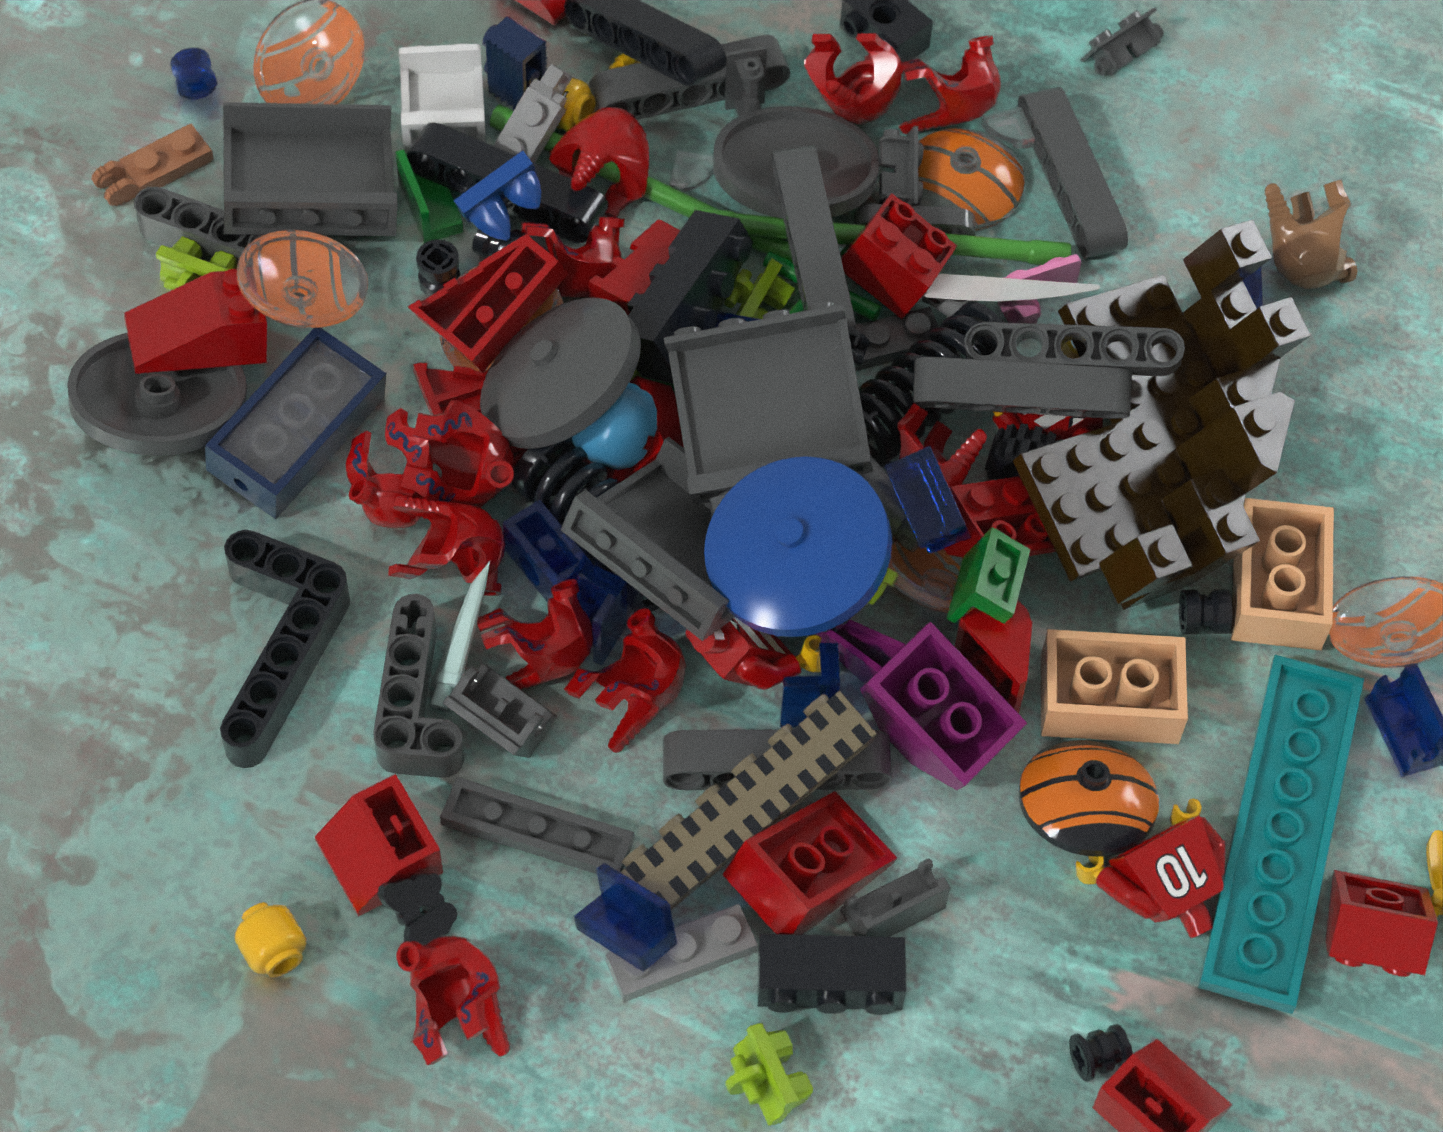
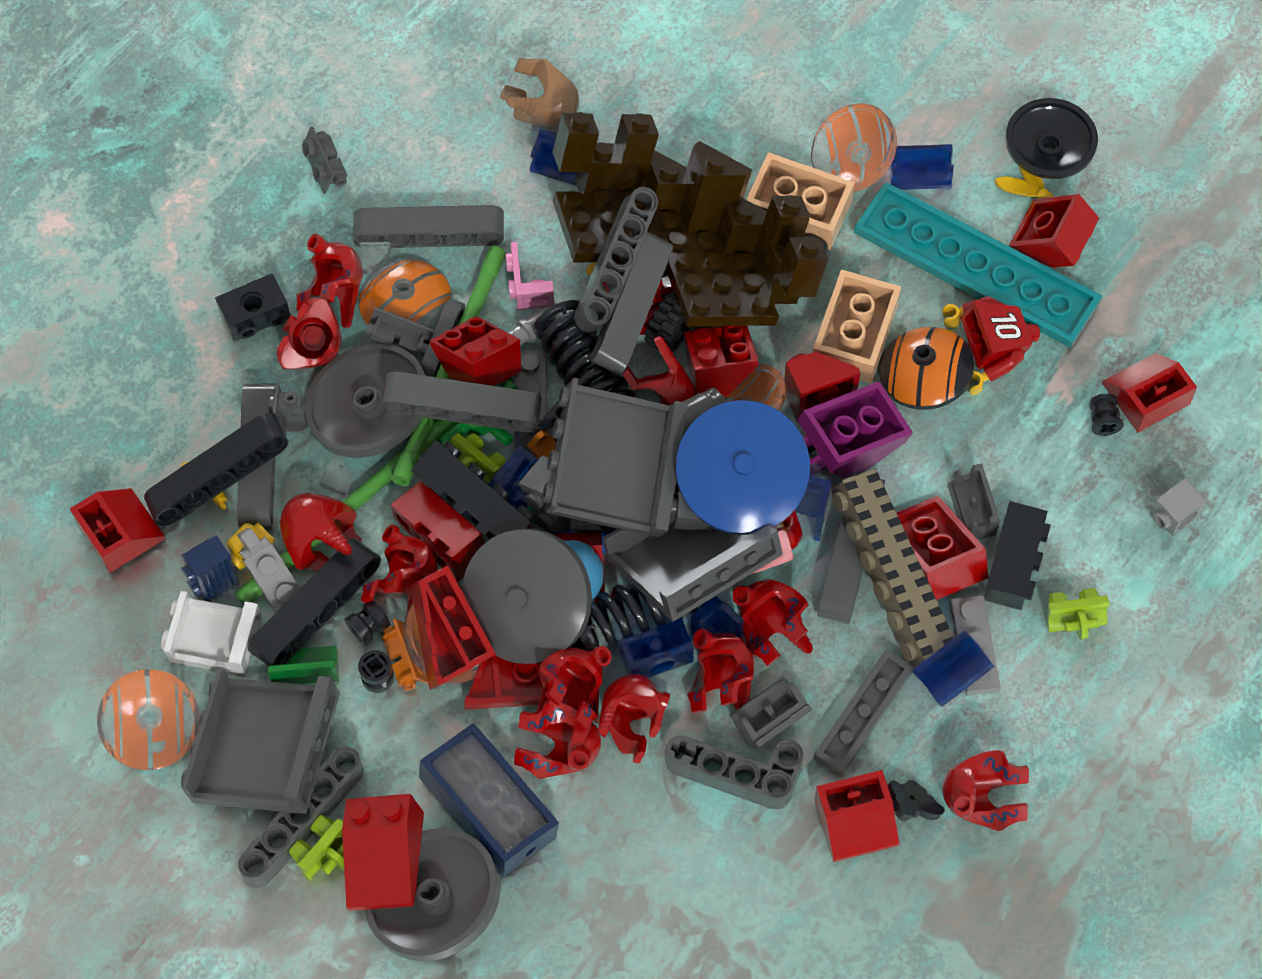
camera: 70 degrees left, 5 degrees up
(153, 165) = (199, 860): nougat hinge -> none
(193, 73) = (123, 813): clear blue wheel -> none
(270, 939) = (907, 905): yellow head -> none
(287, 641) = (669, 845): black beam -> none
(302, 279) = (375, 747): clear dish -> none
(458, 646) = (706, 727): light aqua bar -> none
(484, 201) = (343, 617): blue tile -> none
(927, 500) = (707, 384): clear blue hinge -> none
(990, 577) = (777, 368): green panel -> none
(1000, 289) = (533, 293): white sticker -> none

